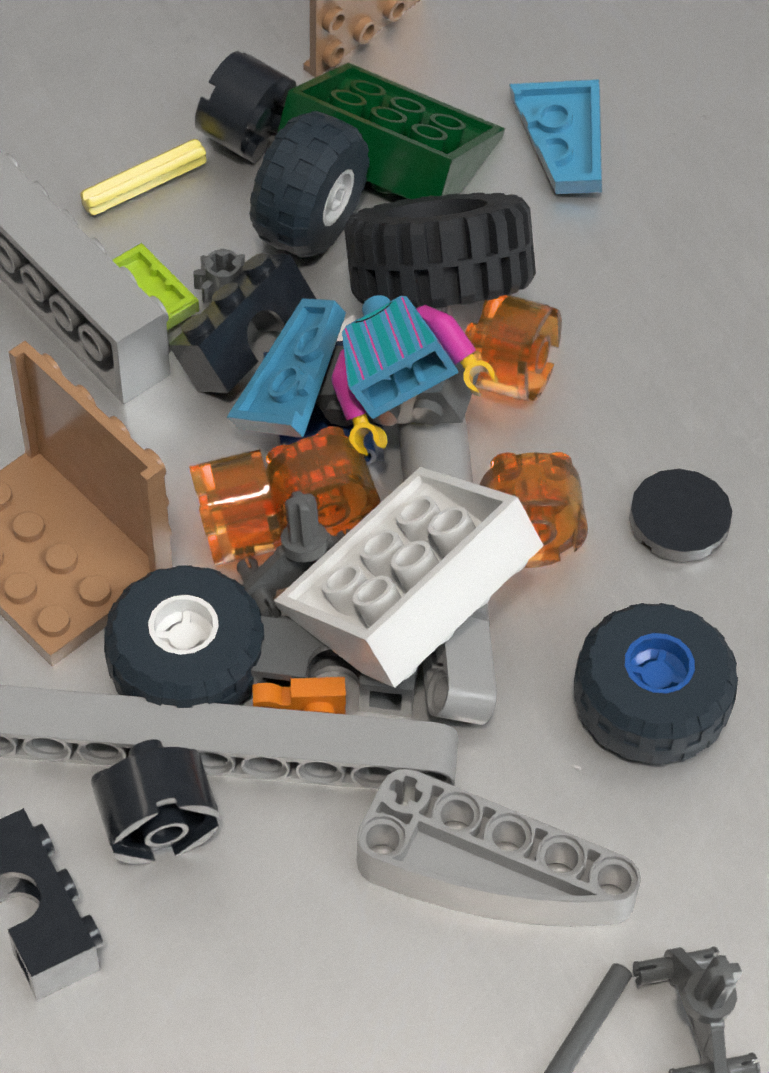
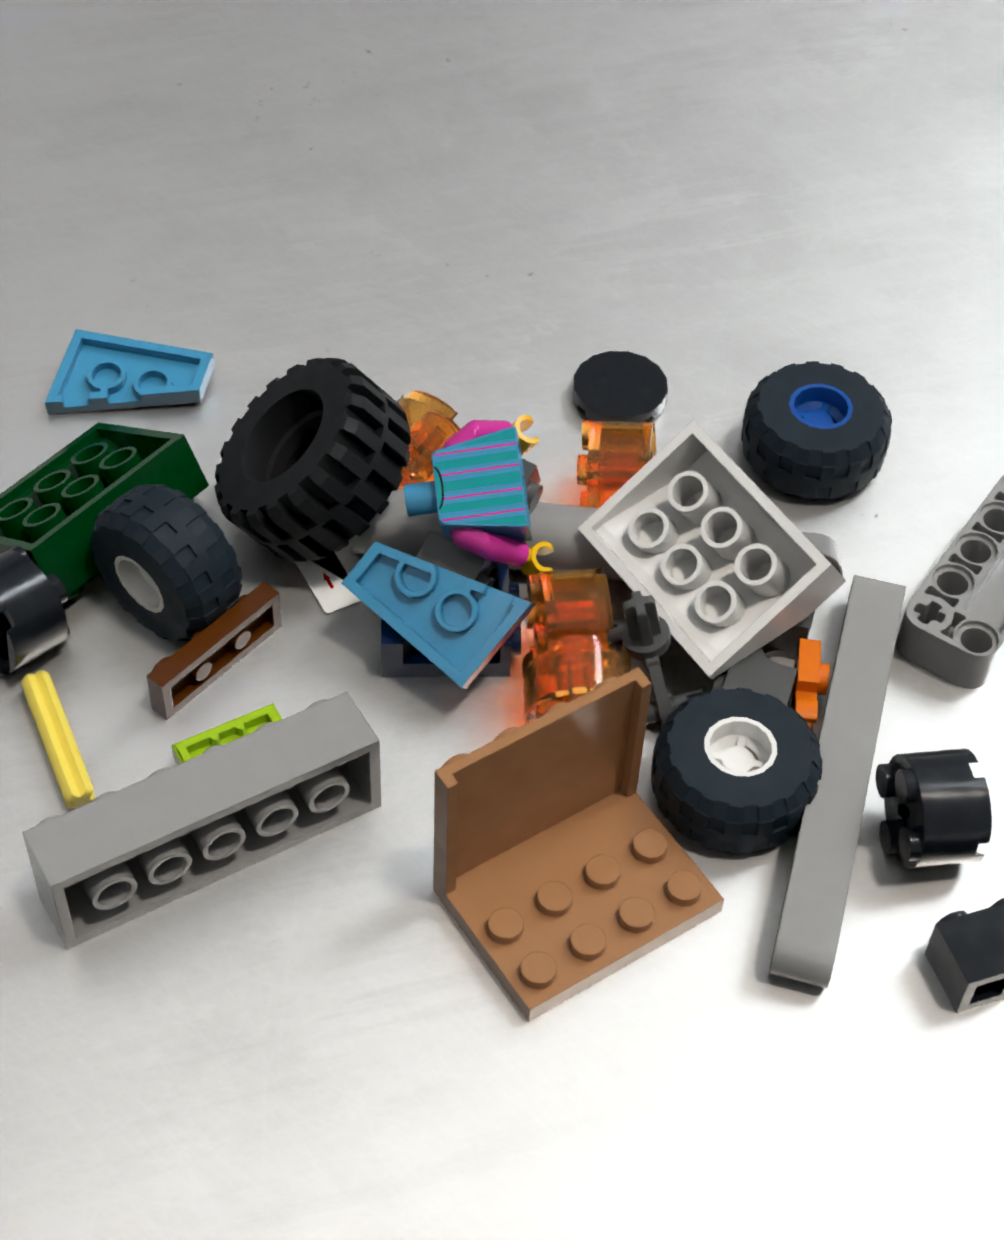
camera: 80 degrees left, 5 degrees down
(213, 231) = (214, 650): none -> reddish brown plate
(216, 343) = (320, 661): black arch -> none
(217, 271) = (245, 678): dark grey gear -> none

